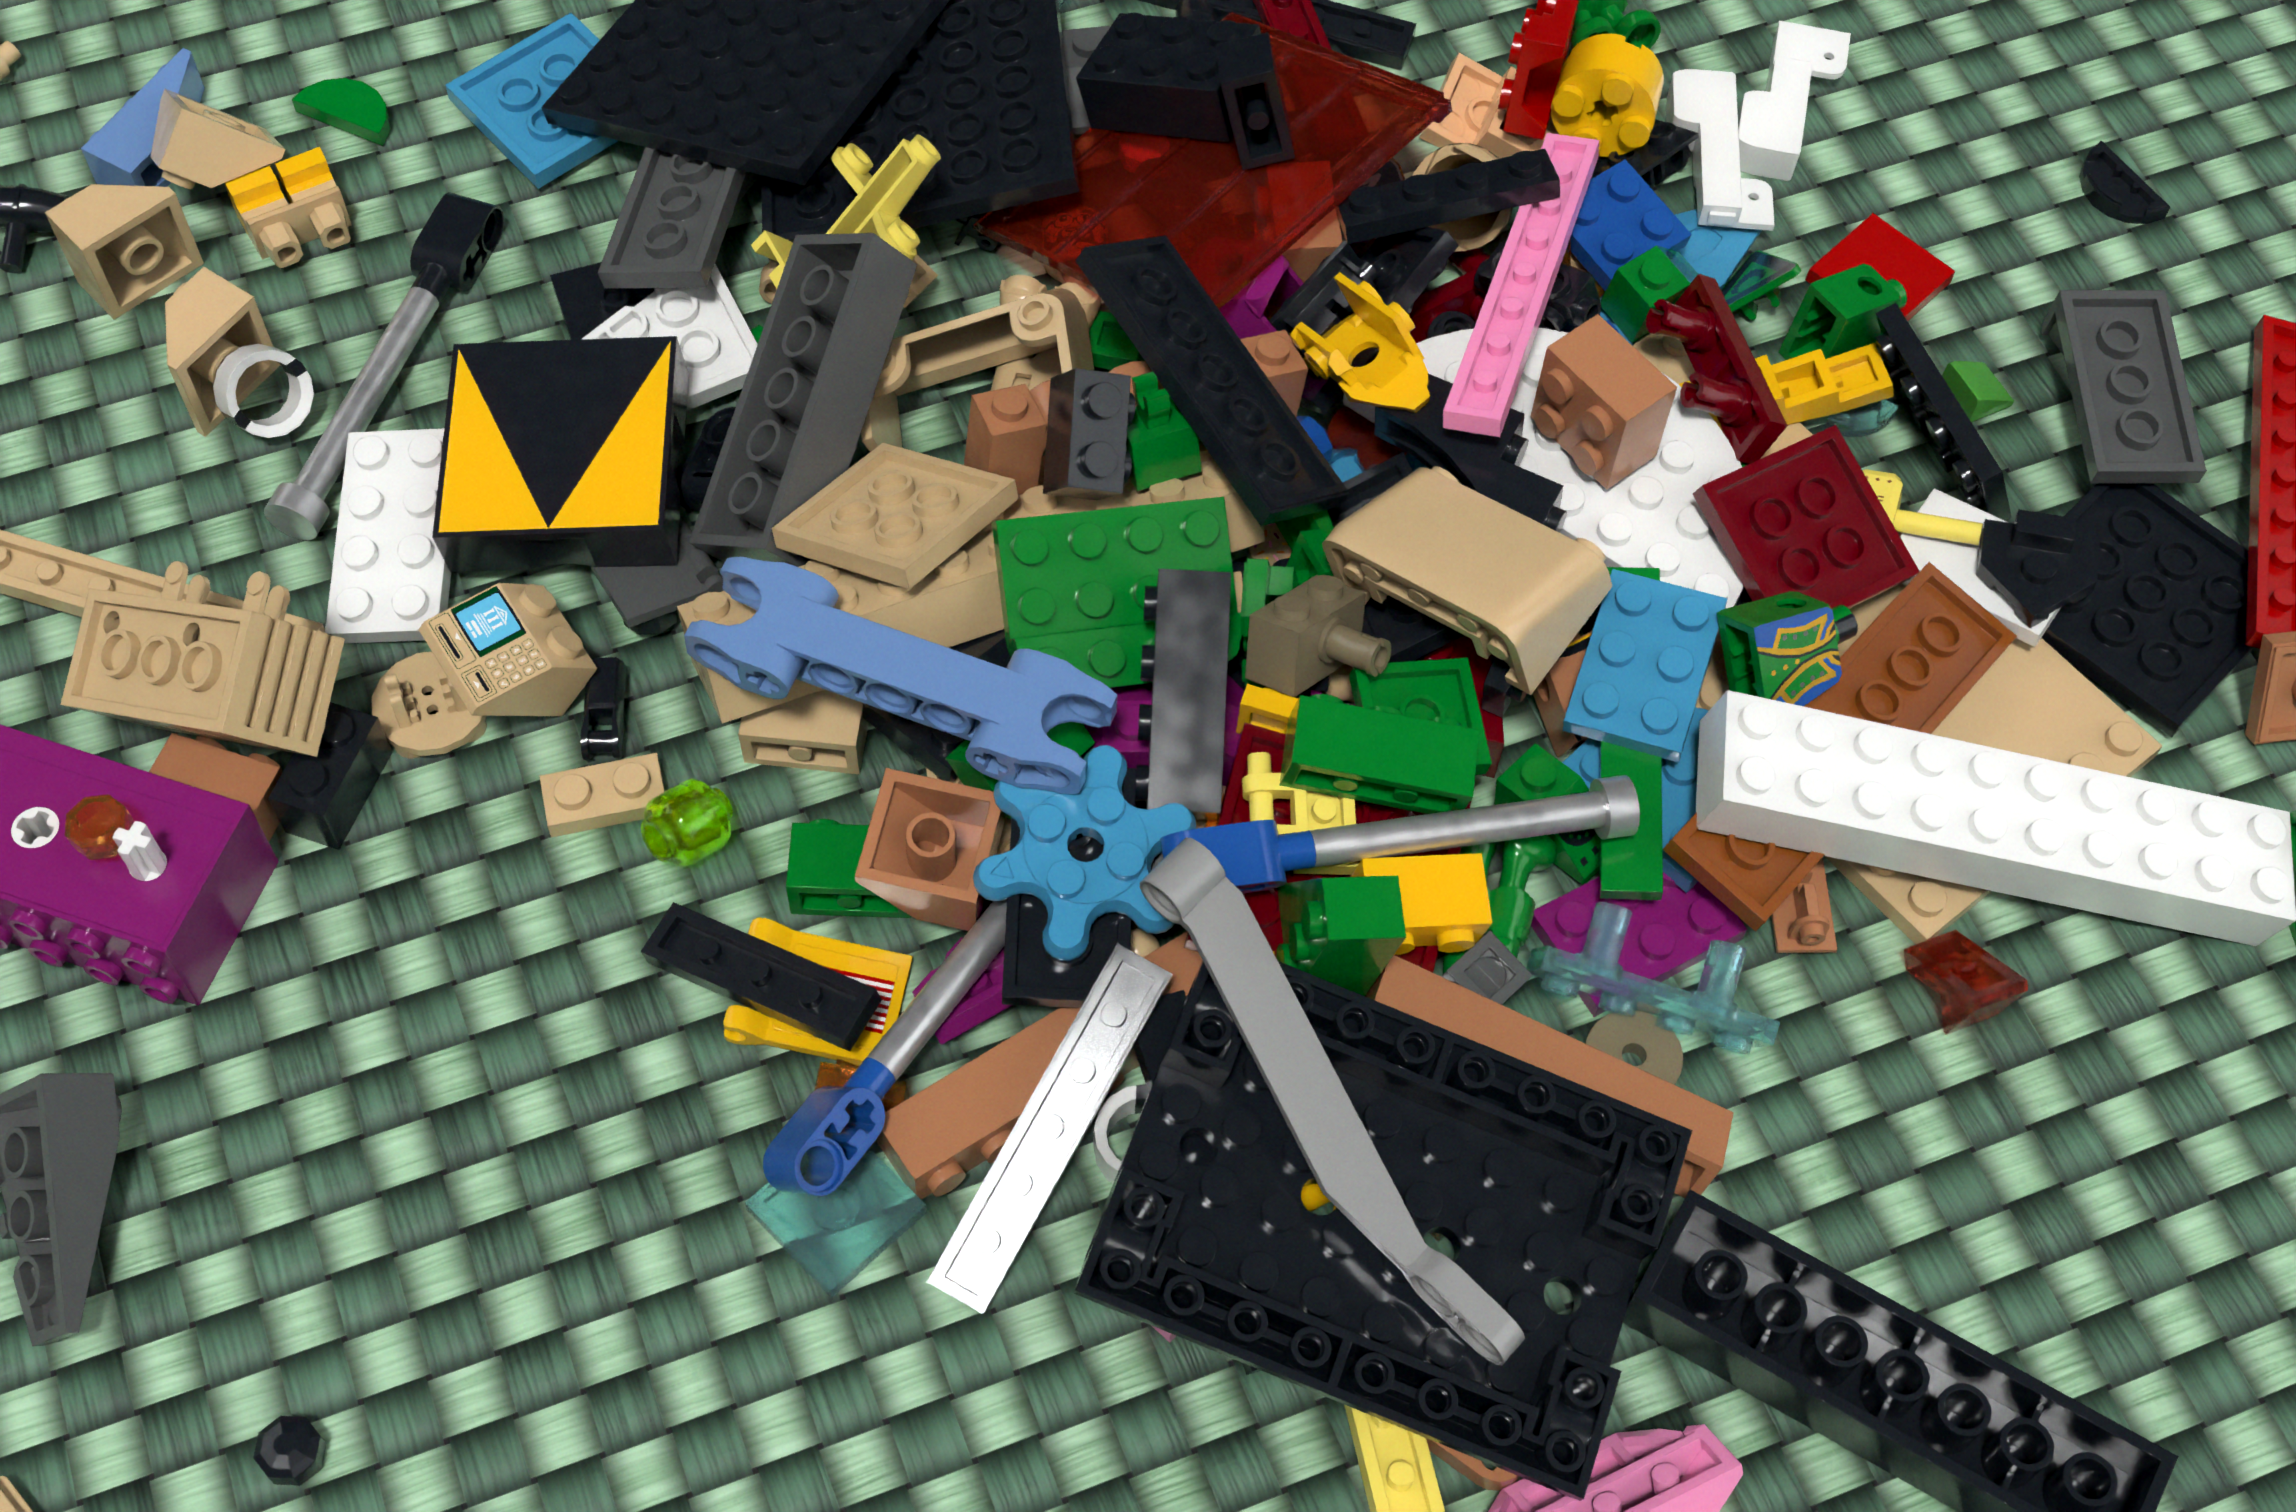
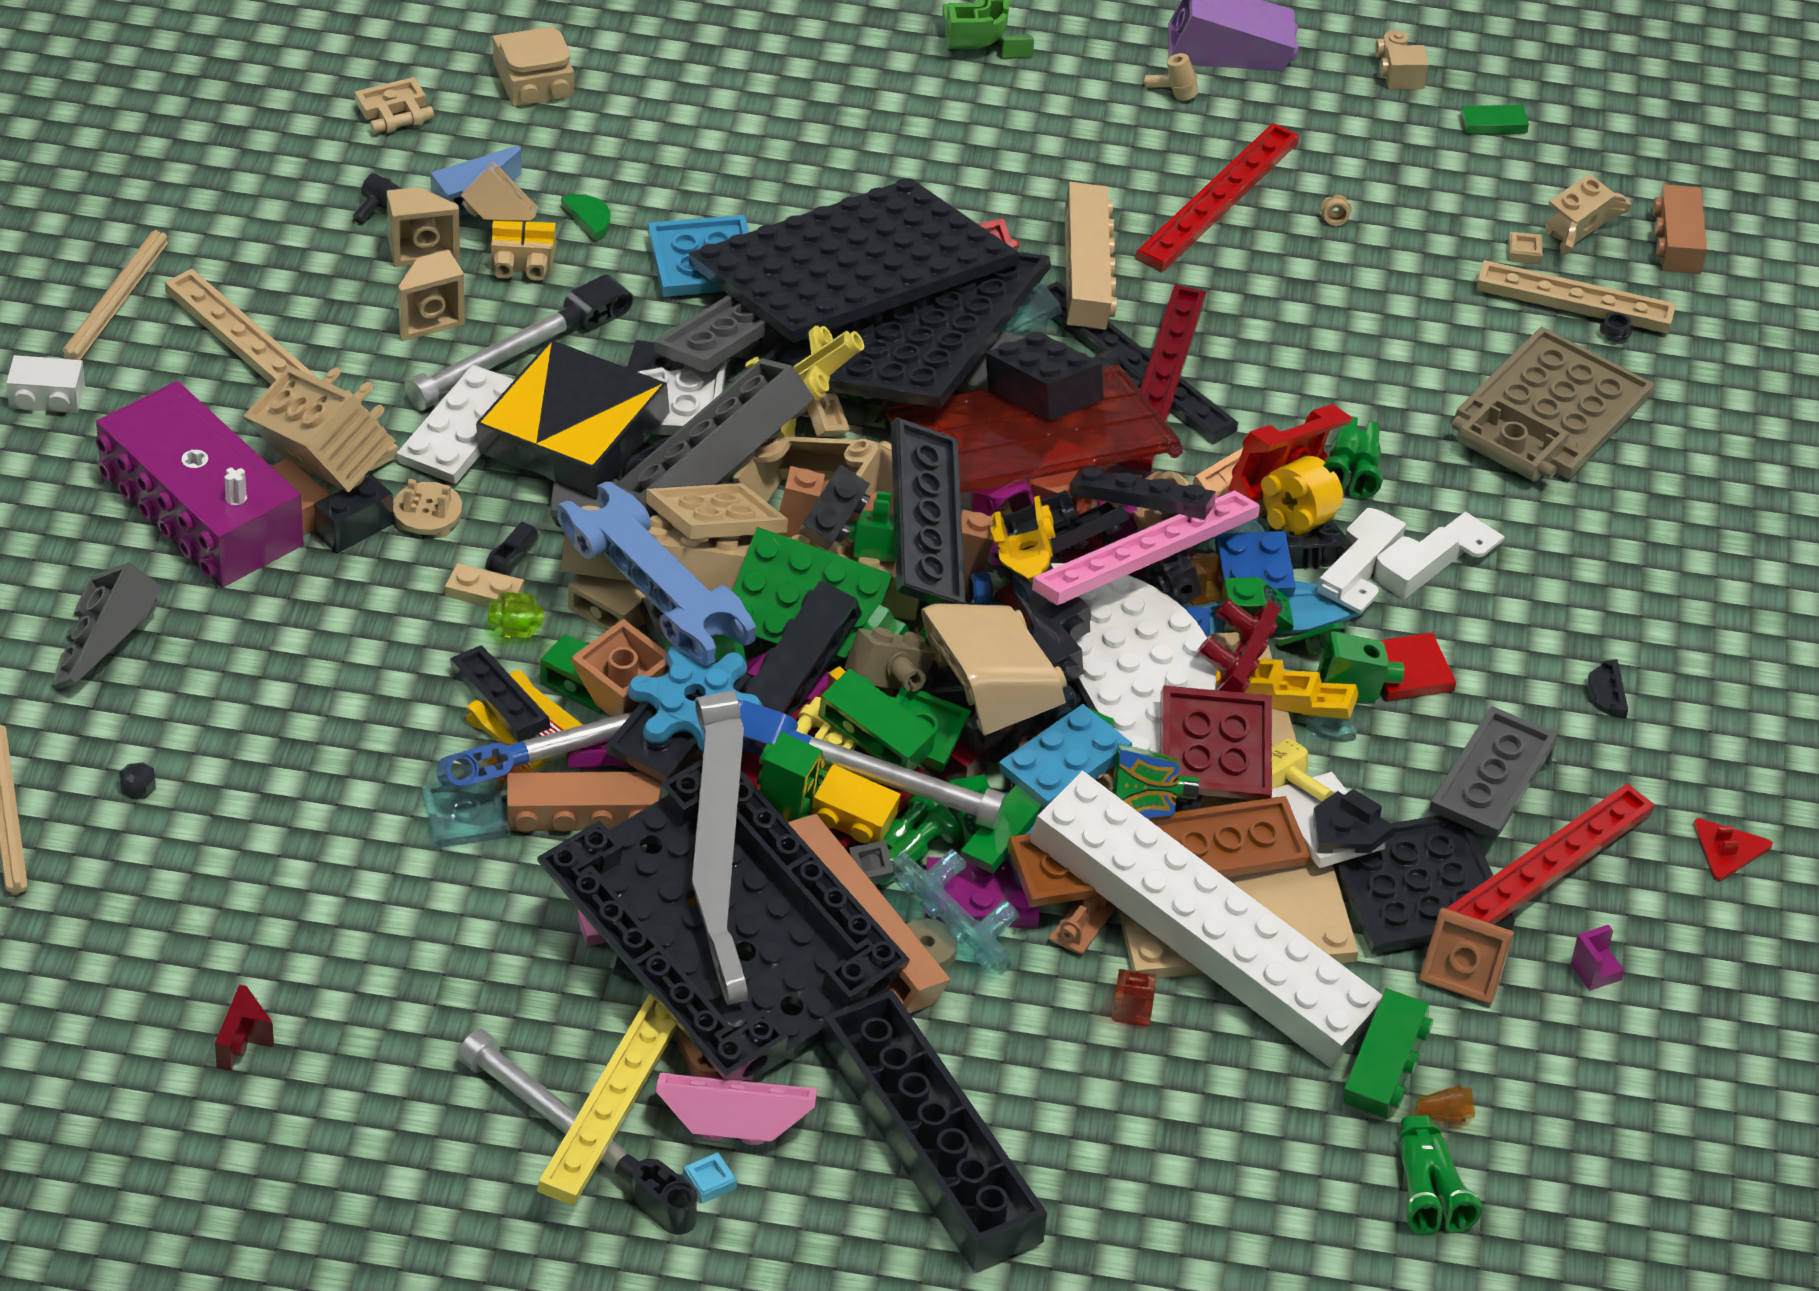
camera: 30 degrees right, 15 degrees down
(93, 824) = (218, 464): clear orange tile -> none
(292, 412) = (456, 345): white piece -> none
(510, 652) = (480, 497): tan slope -> none
(1050, 1129) = (607, 803): tile -> none
(1255, 101) = (1063, 397): black brick -> none
(1602, 401) = (1137, 621): nougat brick -> none
(1936, 408) = (1366, 734): black plate -> none
(1976, 389) = (1414, 744): bright green slope -> none

